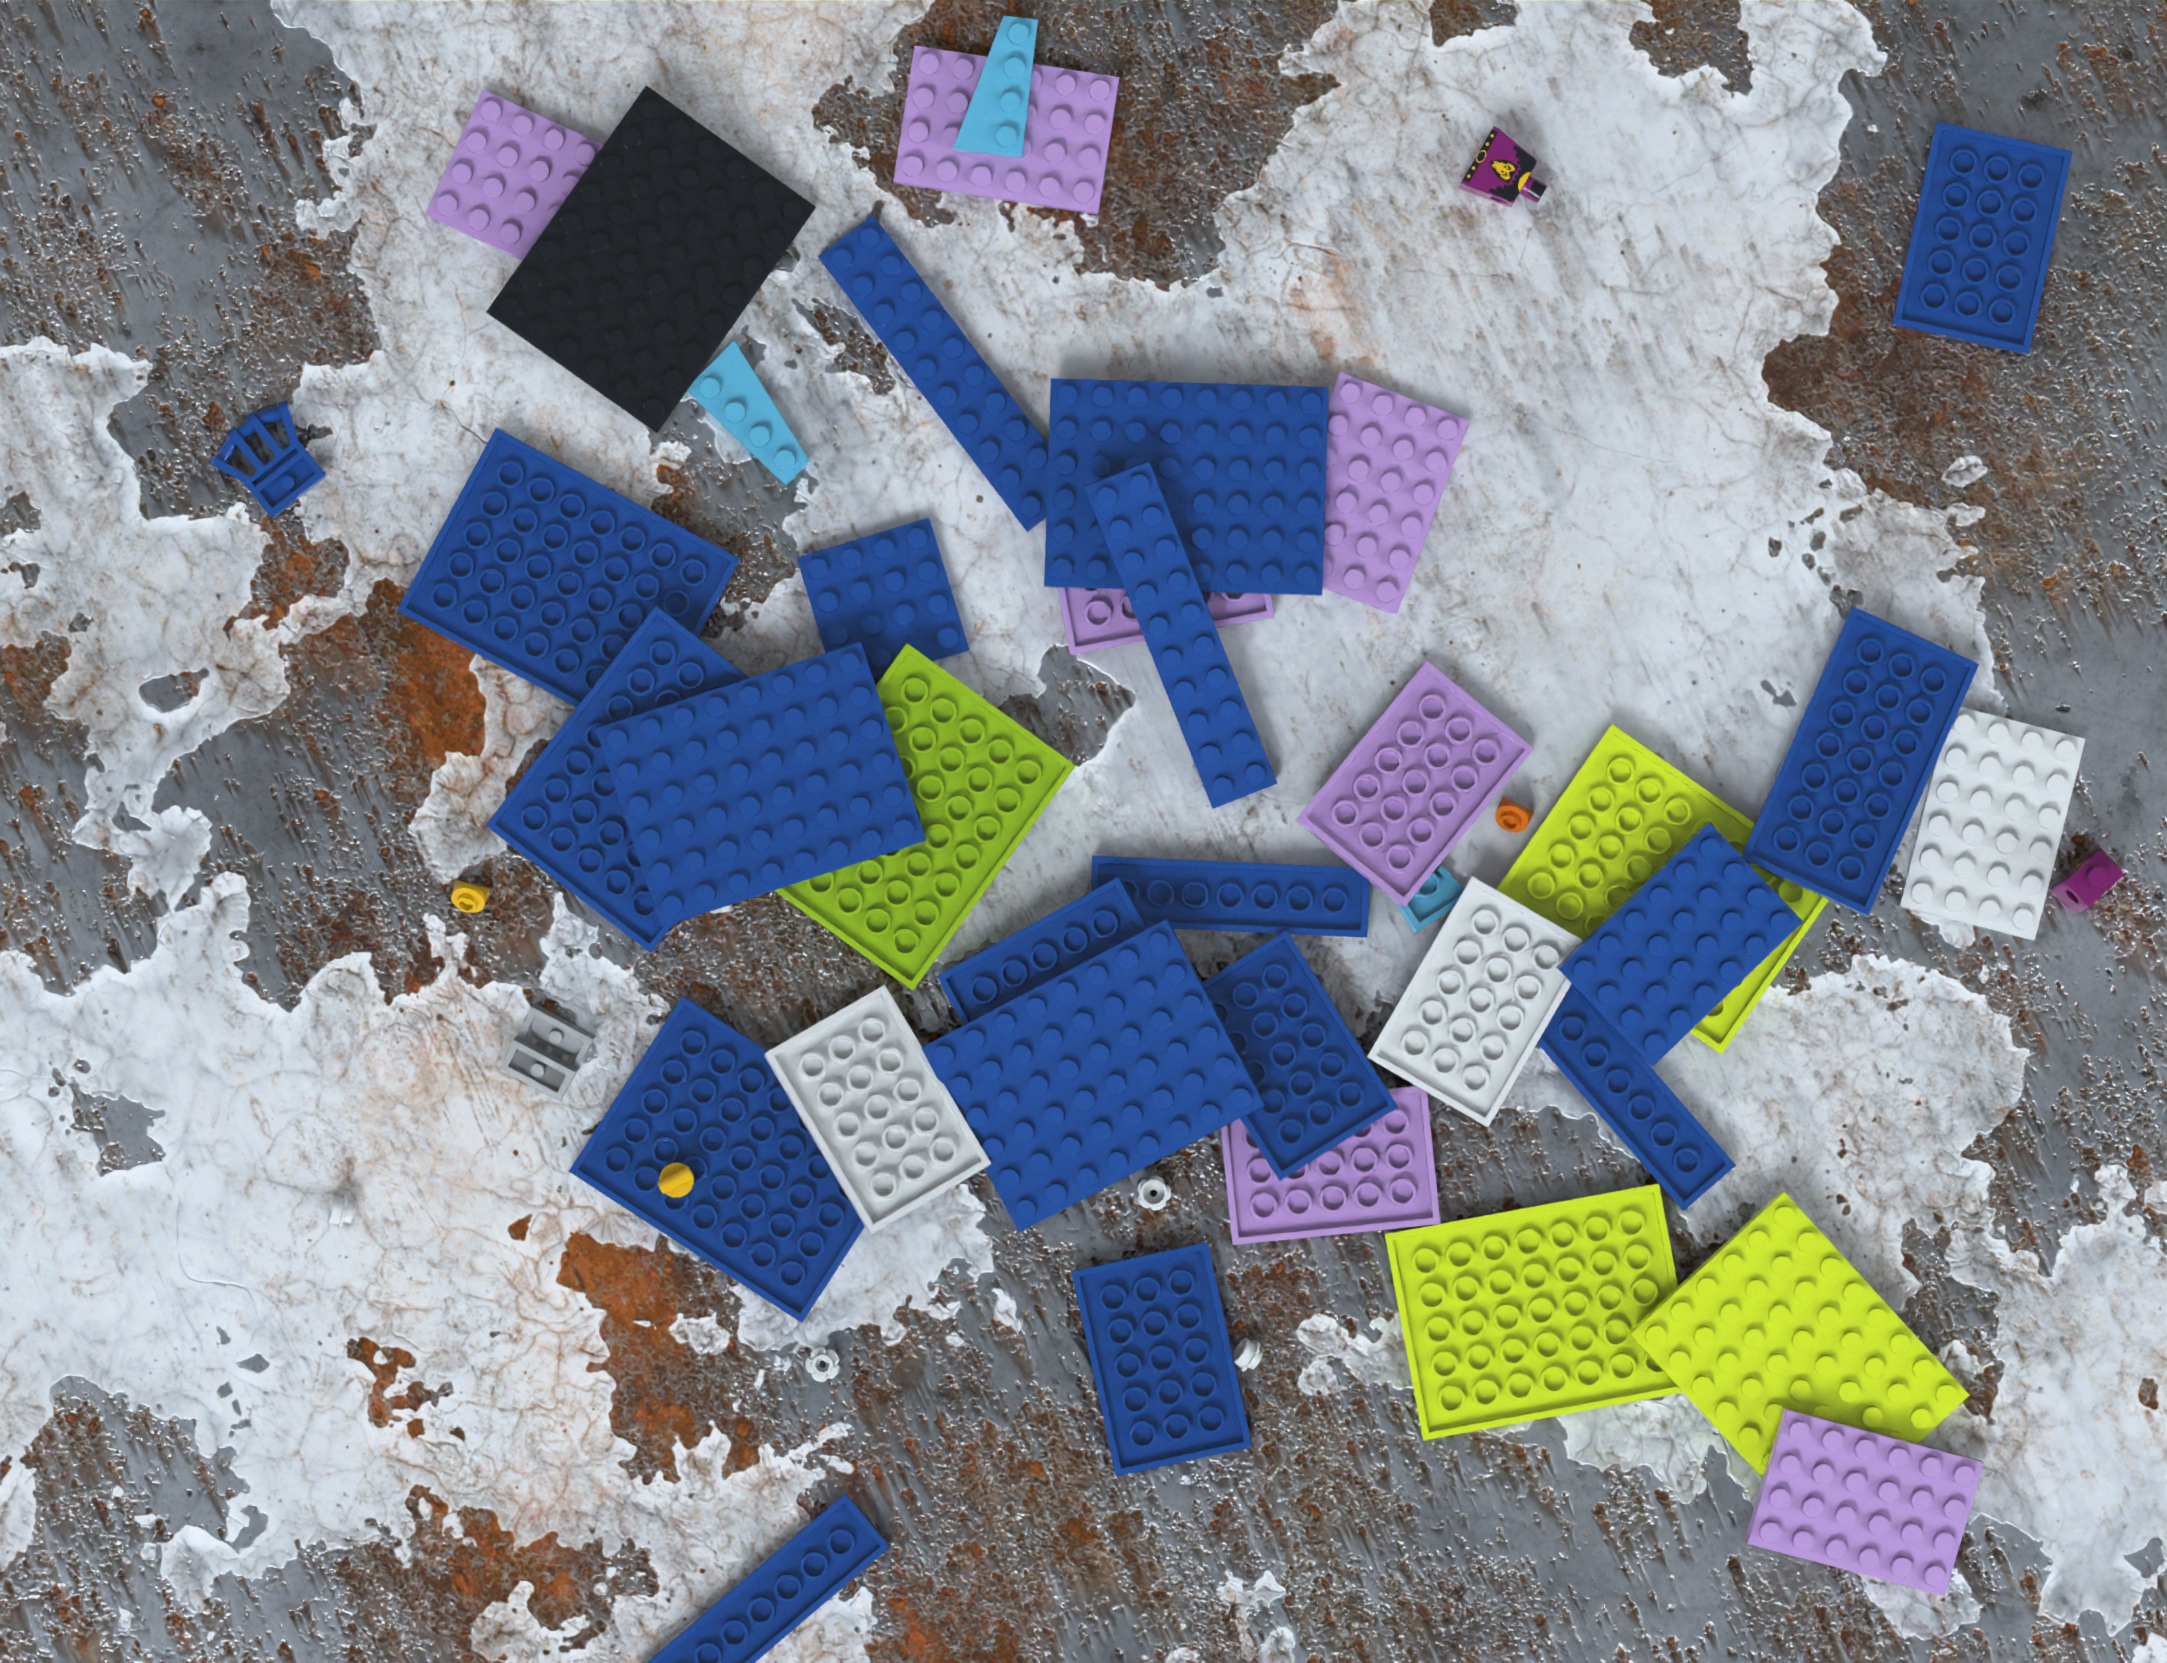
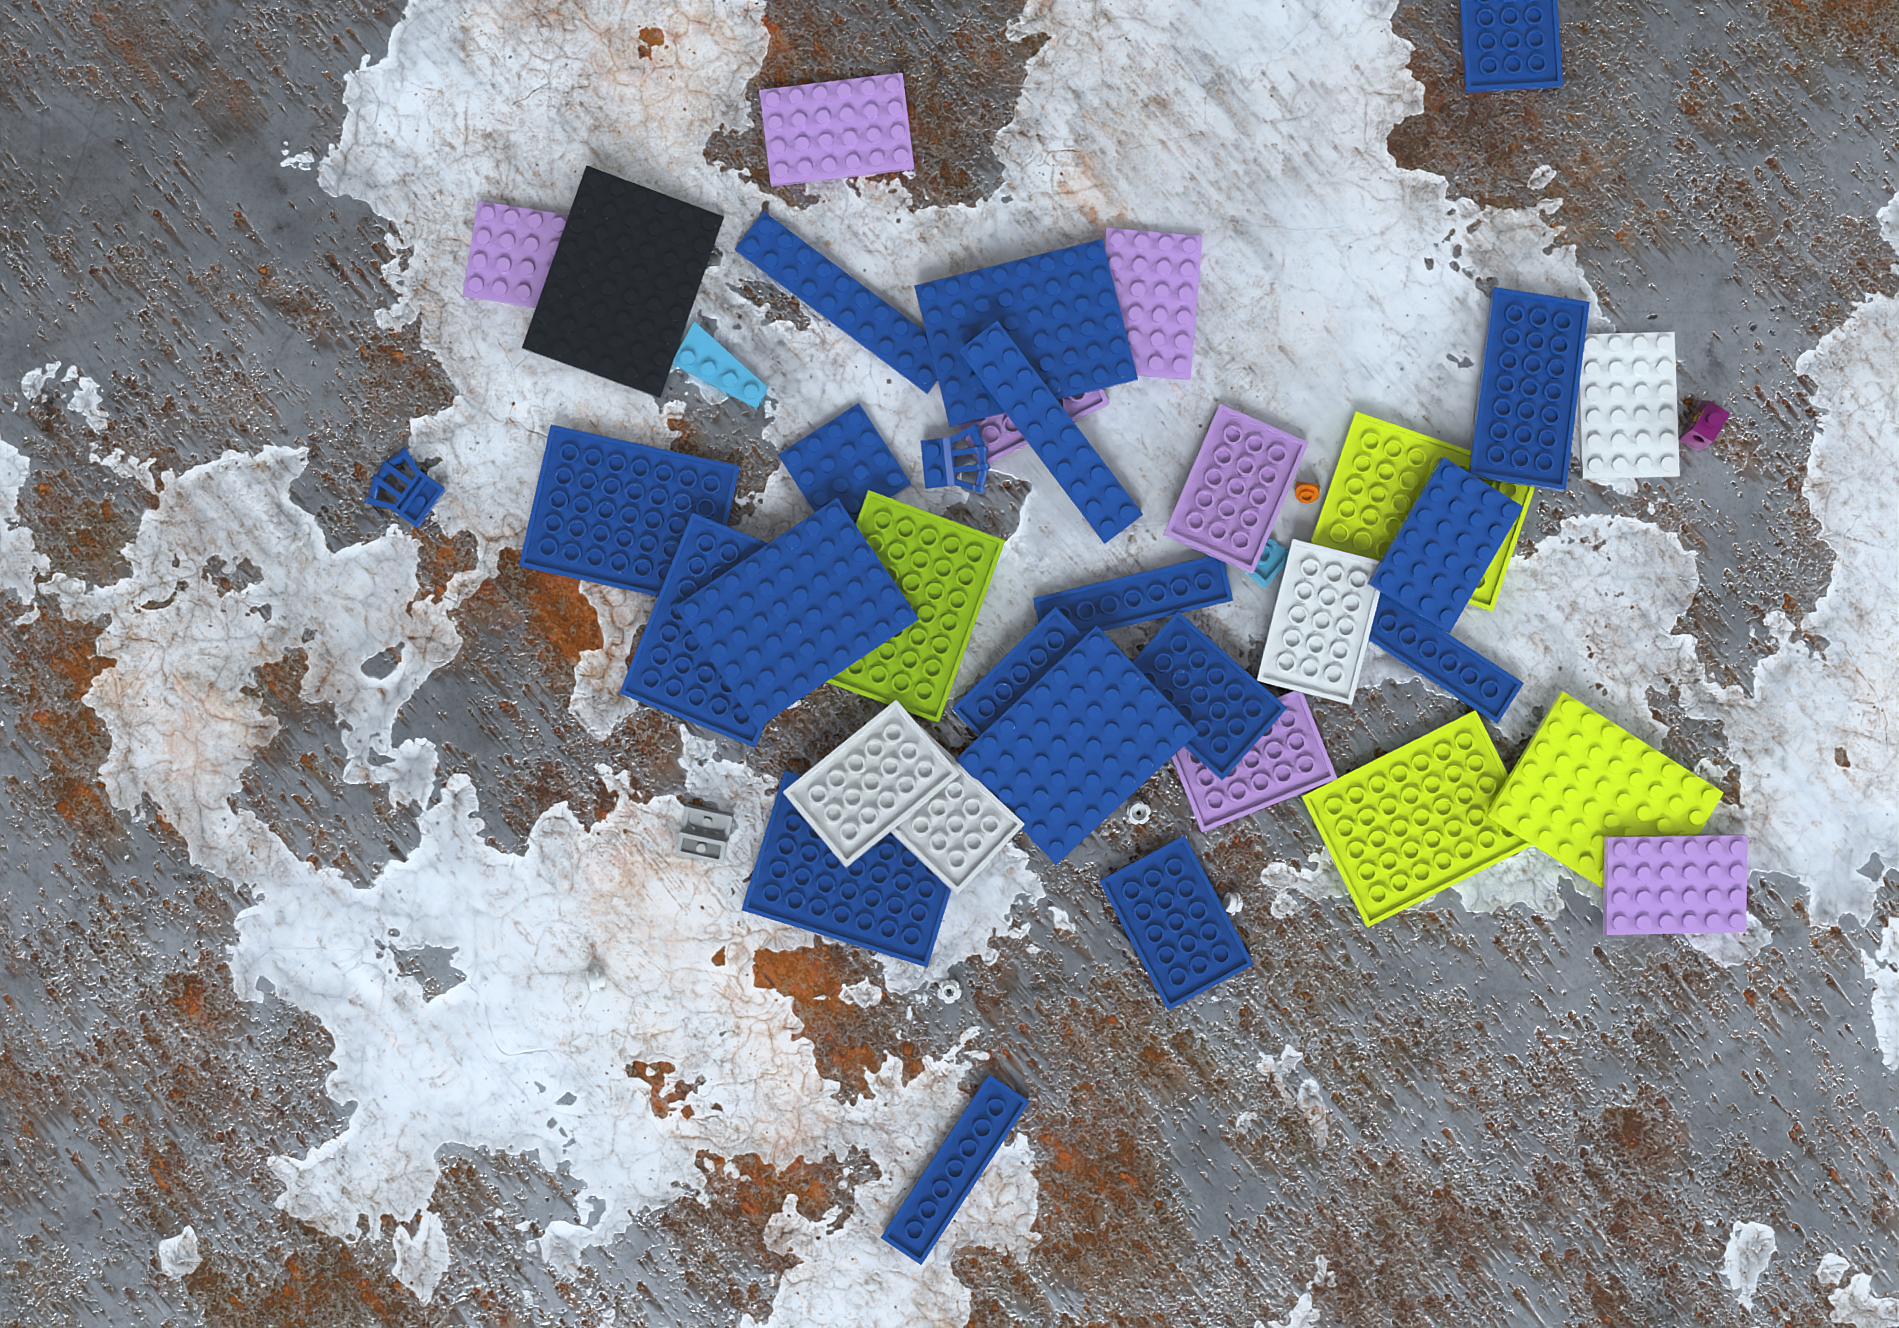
camera: 20 degrees left, 0 degrees up
(469, 897) = (622, 744): yellow plate -> none
(676, 1180) = (815, 895): yellow plate -> none
(795, 1047) = (871, 783): none -> white plate
(1000, 102) = (827, 109): medium azure wing -> none
(1018, 631) = (940, 462): none -> blue plate
(1502, 172) = (1177, 63): torso -> none

